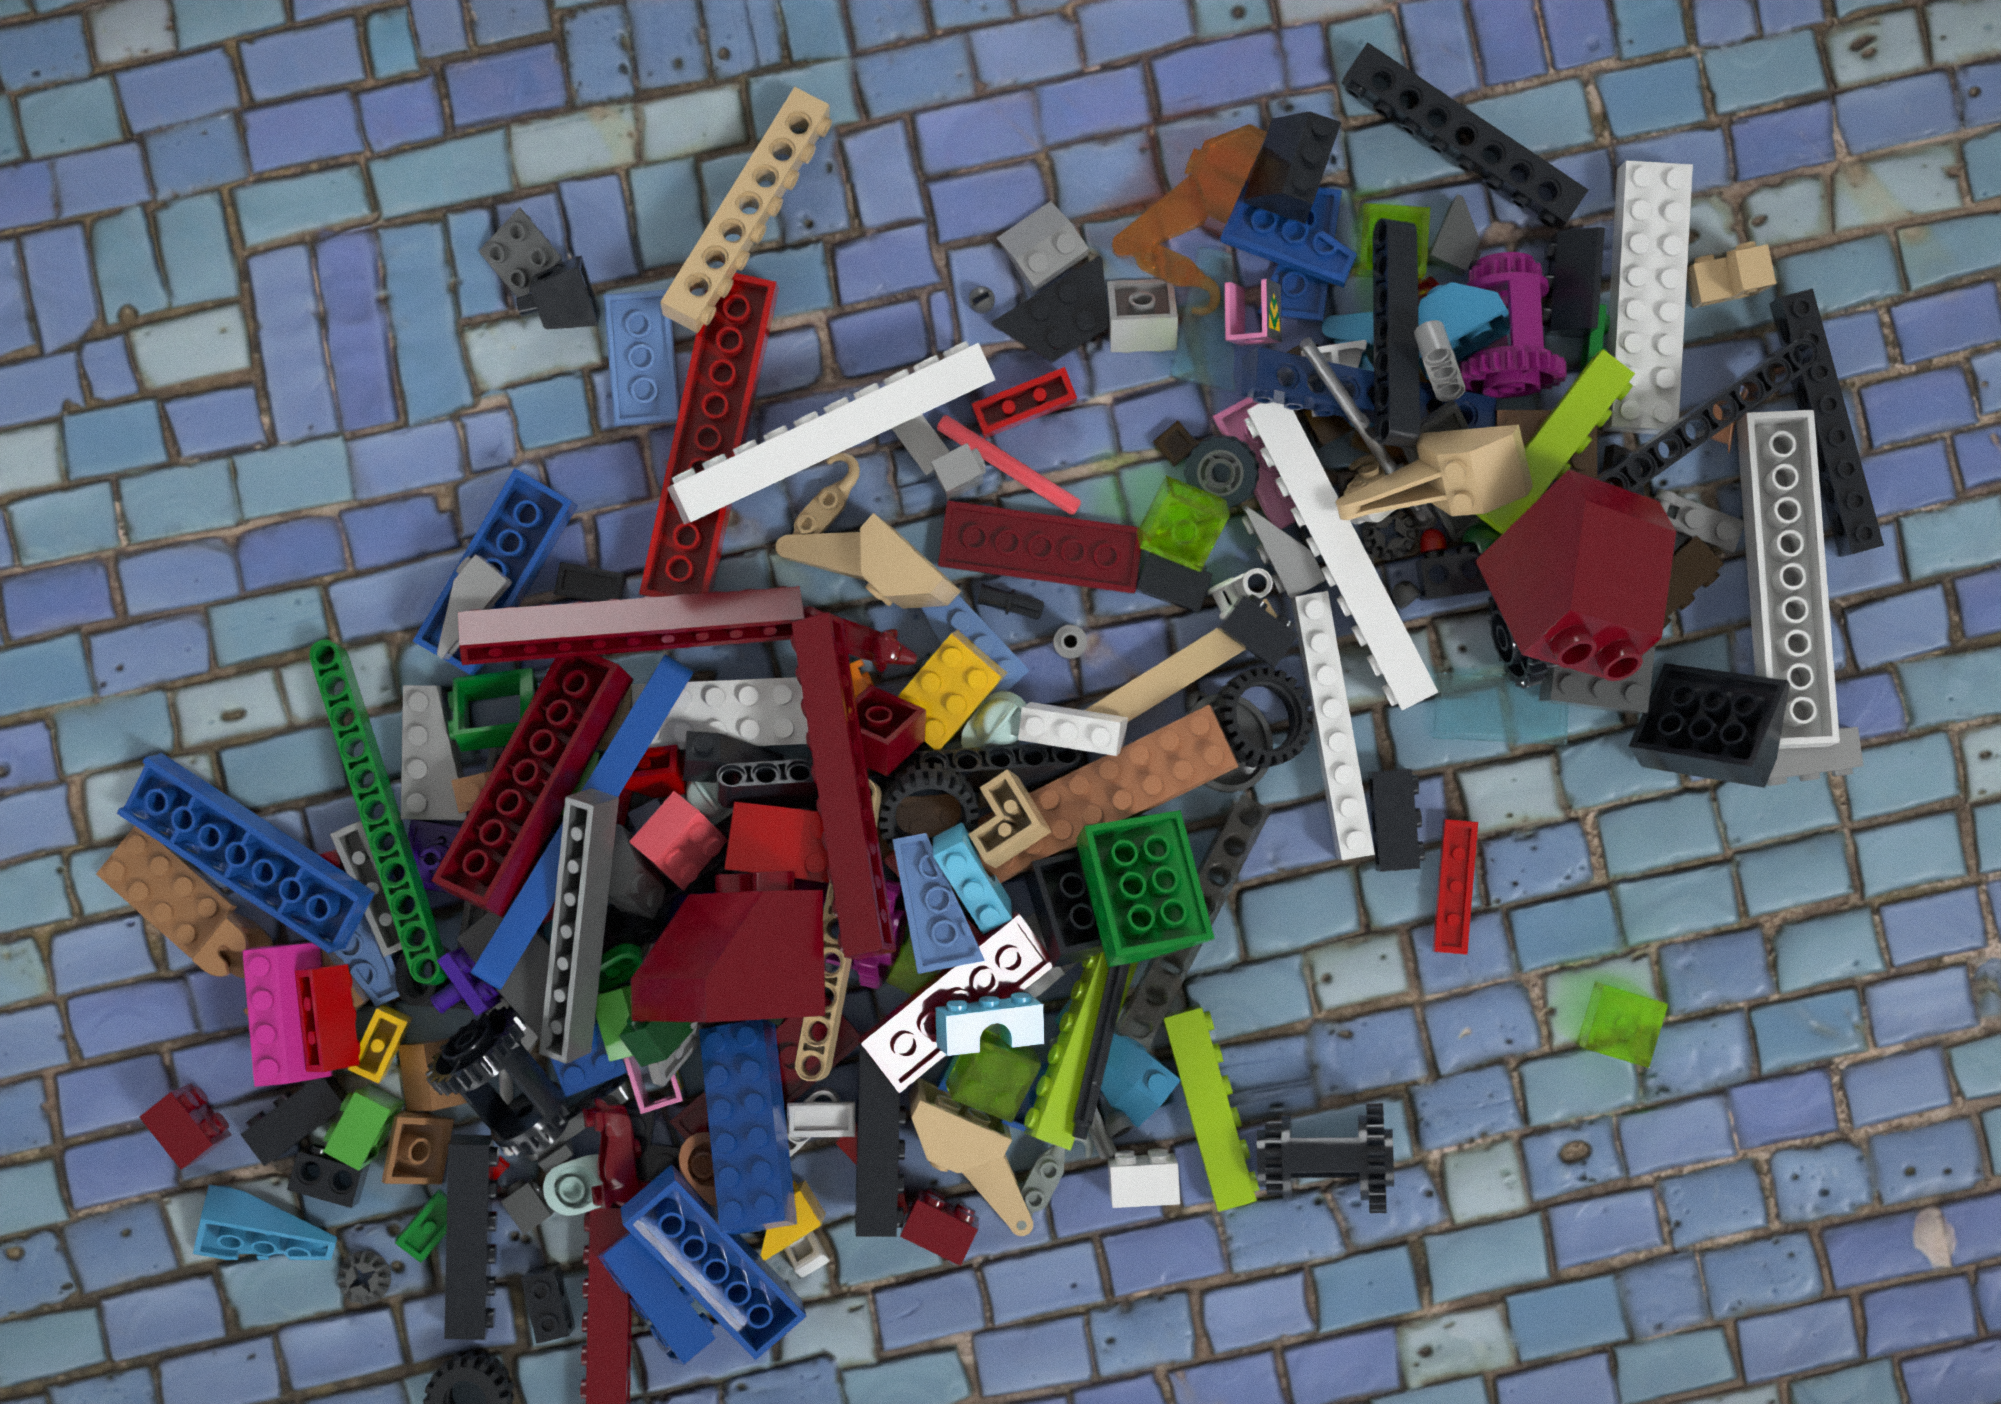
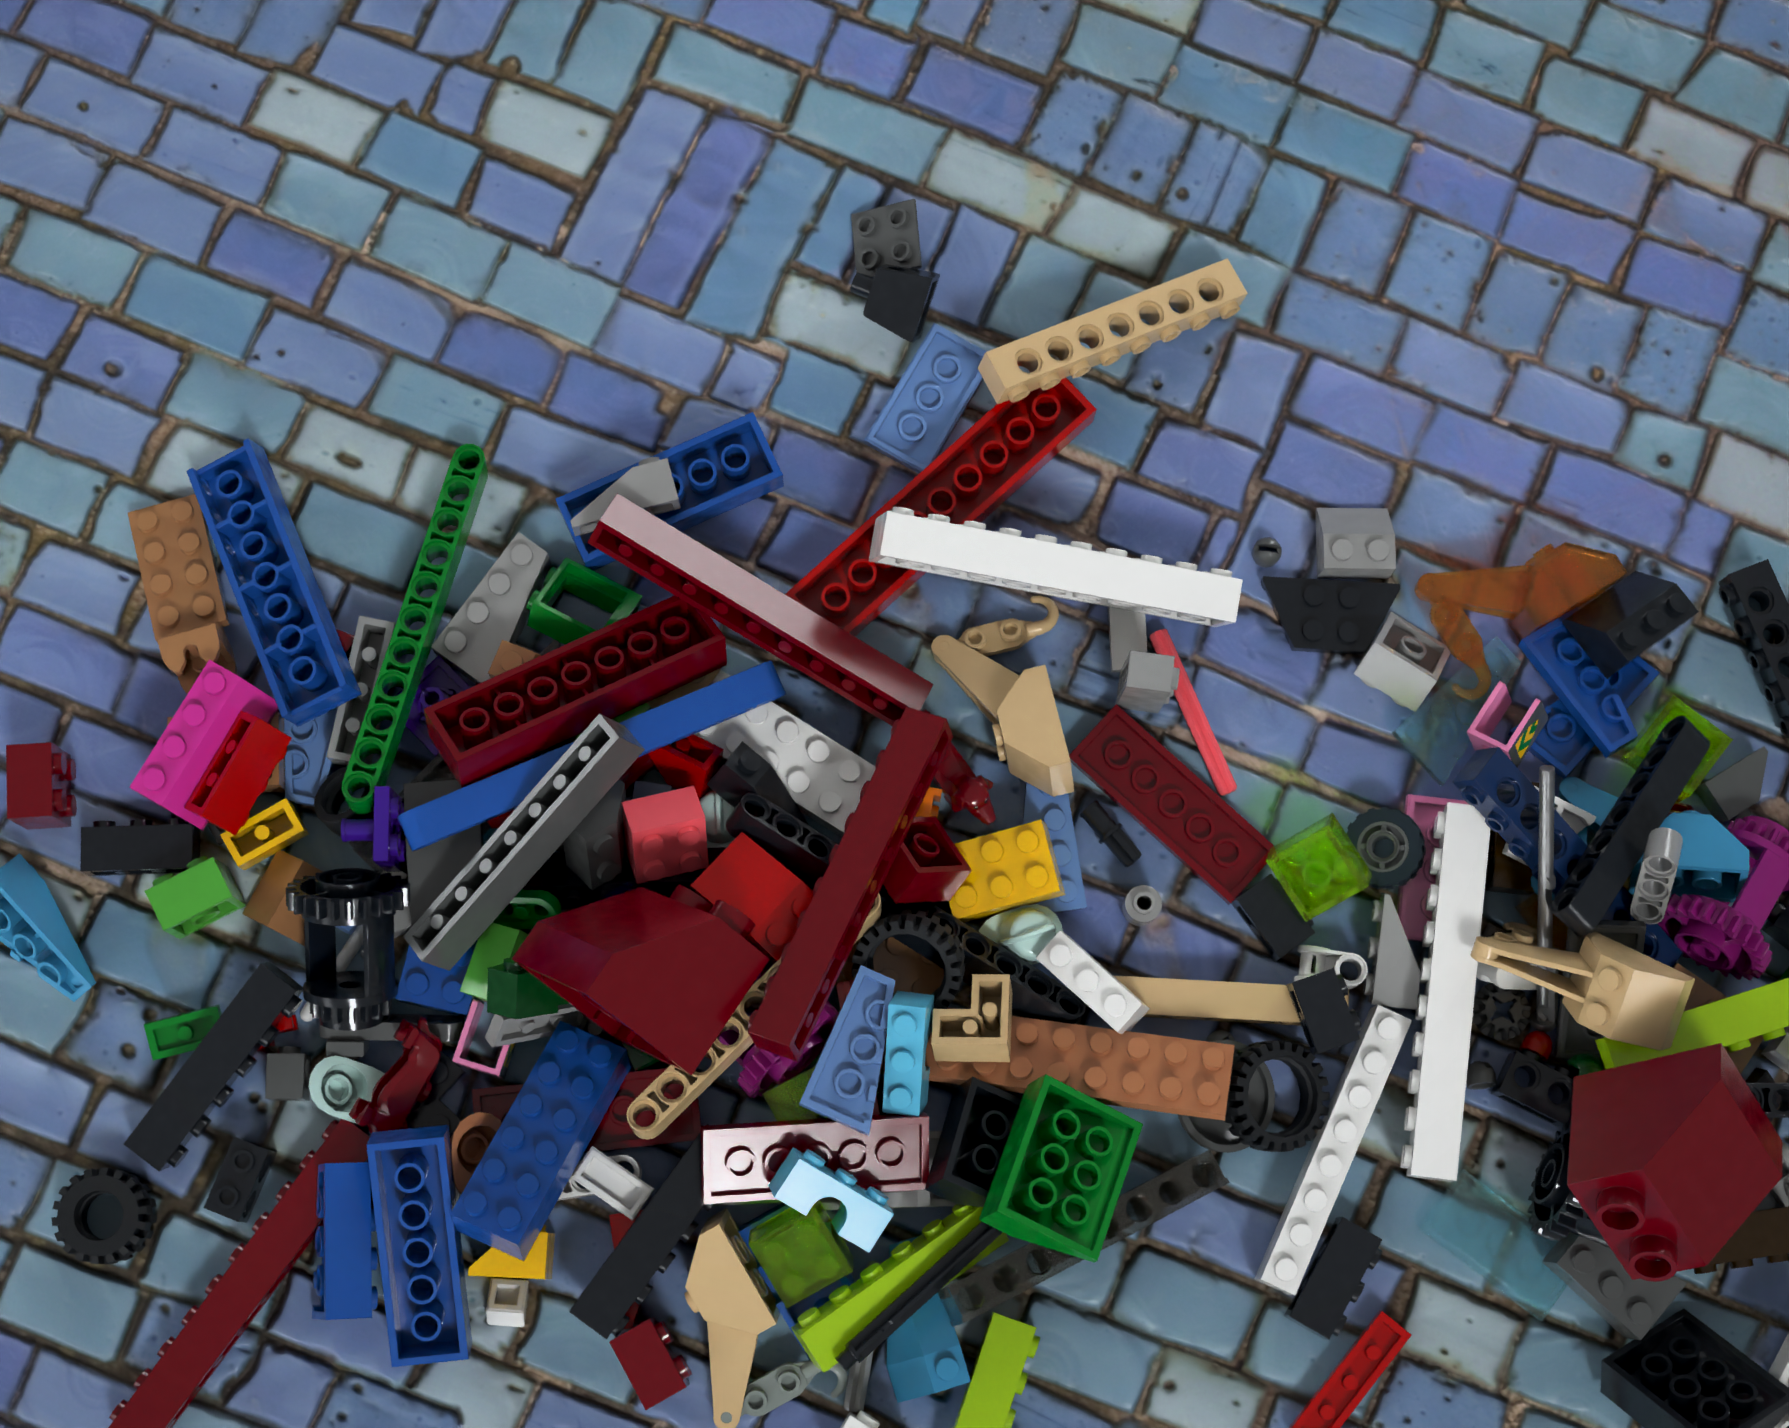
camera: 30 degrees right, 10 degrees down
(327, 1185) = (123, 928): black brick -> none
(365, 1262) = (101, 1052): dark grey gear -> none
(417, 1148) = (226, 953): medium nougat slope -> none
(588, 583) = (742, 552): black tile -> none
(1024, 402) = (1245, 664): red brick -> none
(1117, 1124) = (881, 1386): dark grey hinge -> none
(1175, 443) = (1356, 795): dark brown tile -> none

